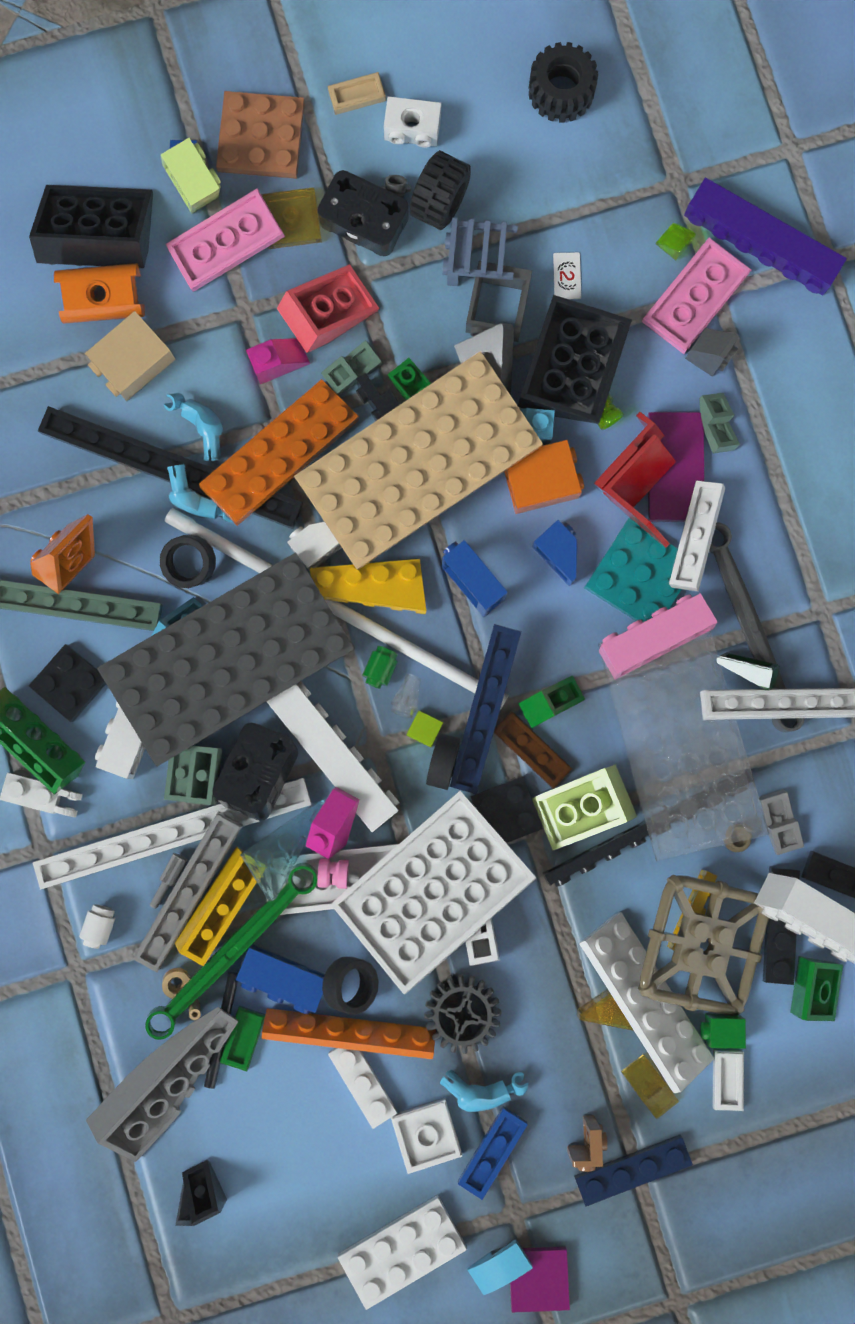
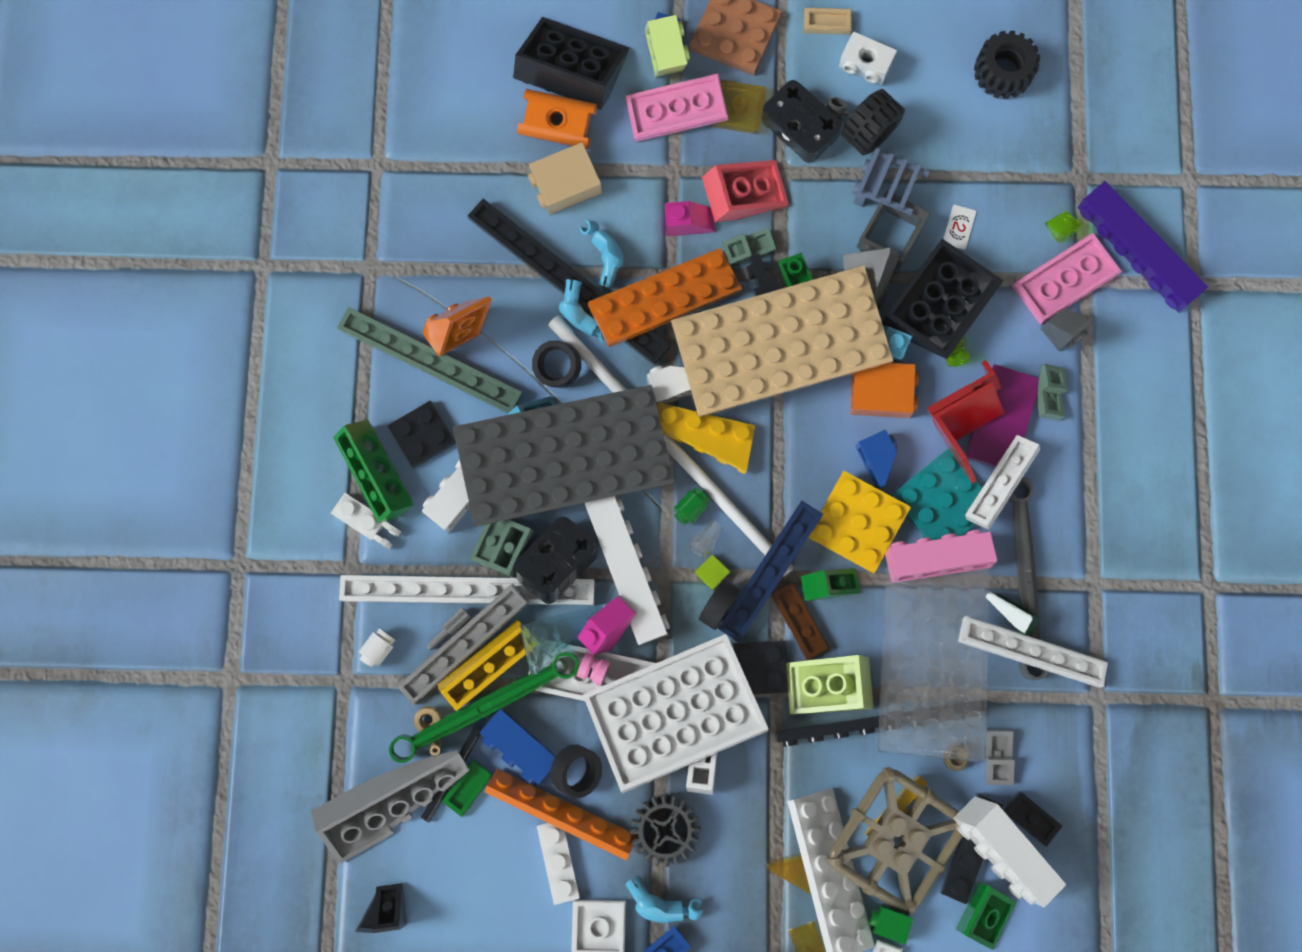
camera: 20 degrees right, 5 degrees down
(473, 577) = (796, 455): blue window -> none
(561, 625) = (859, 521): none -> yellow plate

